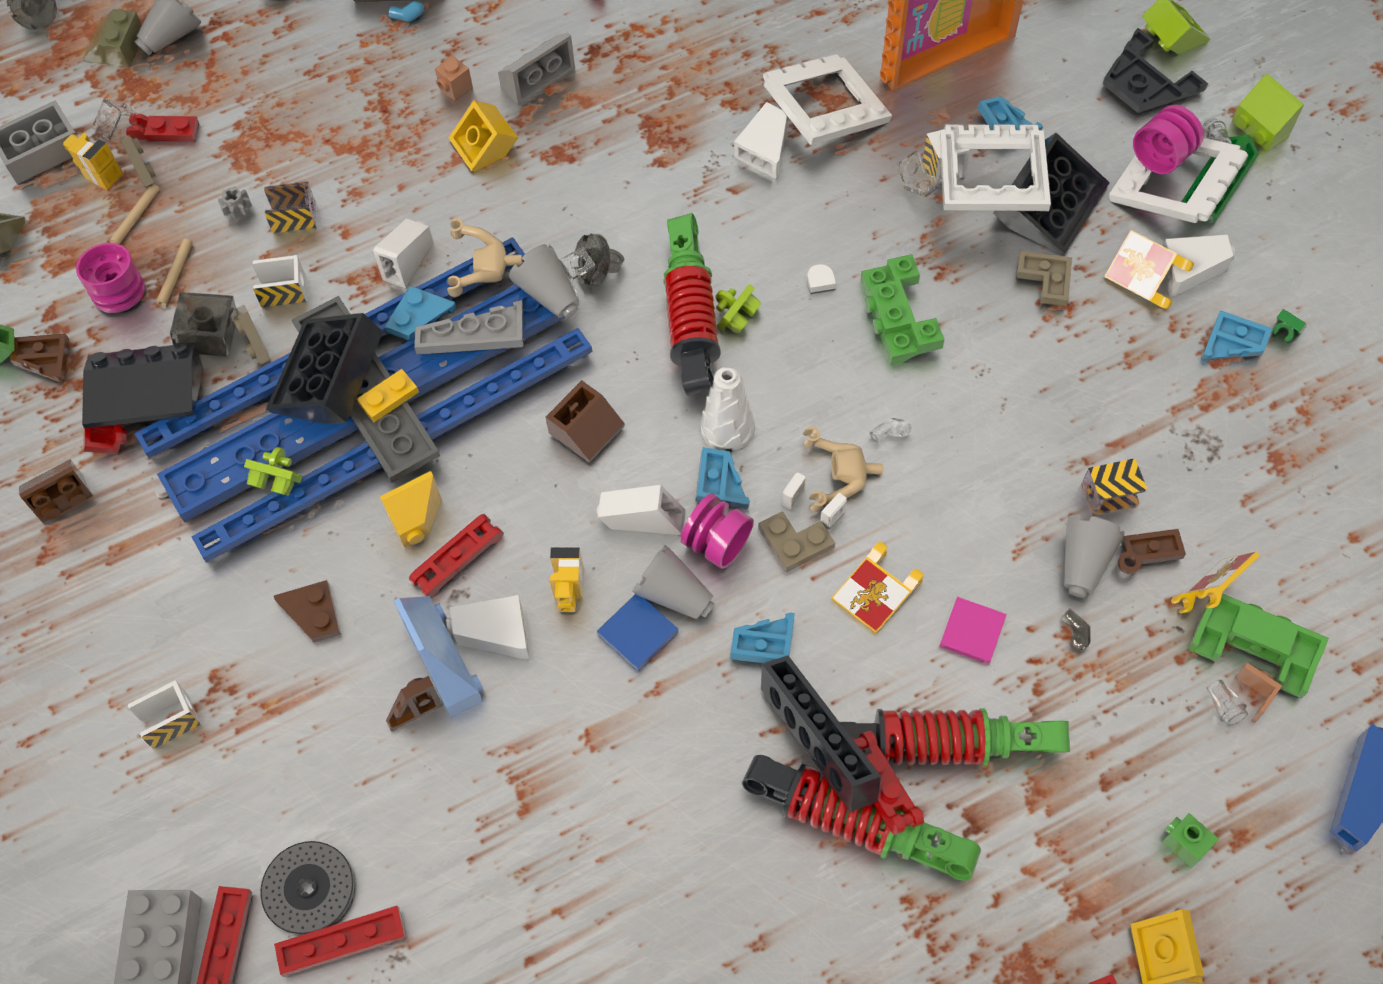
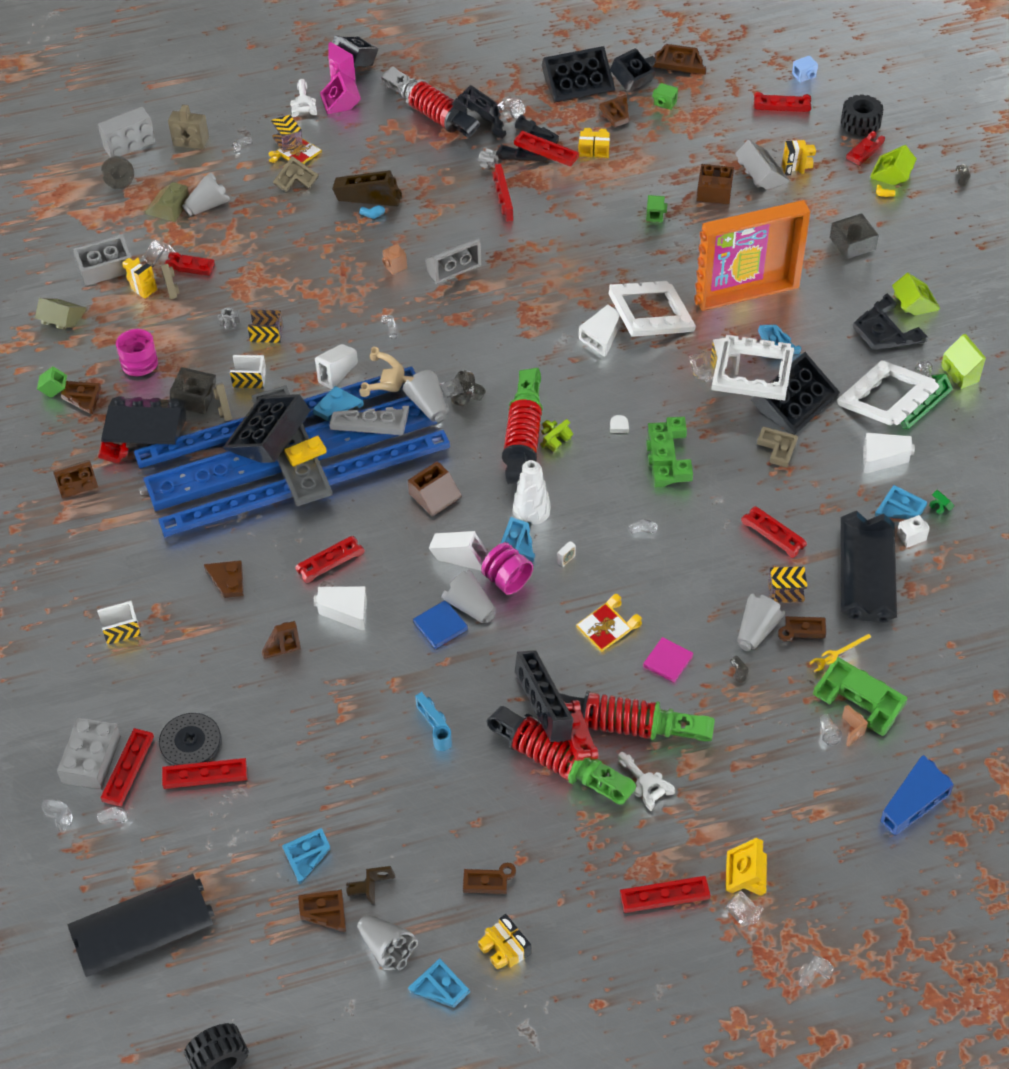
camera: 10 degrees right, 10 degrees down
(135, 213) = (161, 315): tan bar -> none
(174, 272) = (167, 373): tan piece -> none
(284, 478) = (221, 484): lime hips -> none
(413, 508) = (307, 523): yellow slope -> none
(439, 653) = (301, 601): light blue wedge -> none
(469, 178) = (392, 329): none -> clear arm
(482, 136) = (406, 299): yellow slope -> none
(567, 577) = (400, 581): yellow hips -> none
(666, 789) = (436, 720): none -> dark azure plate
(763, 640) = (522, 640): dark azure wing -> none
(791, 547) = (558, 589): dark tan plate -> none
(833, 510) = (590, 570): white tile -> none
(846, 464) = (607, 543): tan piece -> none
(990, 833) = (646, 782): none -> white piece
(1073, 406) = (774, 531): none -> red plate
(1143, 266) = (846, 448): flag -> none
(1168, 139) = (882, 366): dark pink wheel -> none
(1189, 839) = (780, 806): bright green brick -> none
(1217, 442) = (868, 568): none -> black cylinder
(1262, 375) = (913, 531): none -> white brick

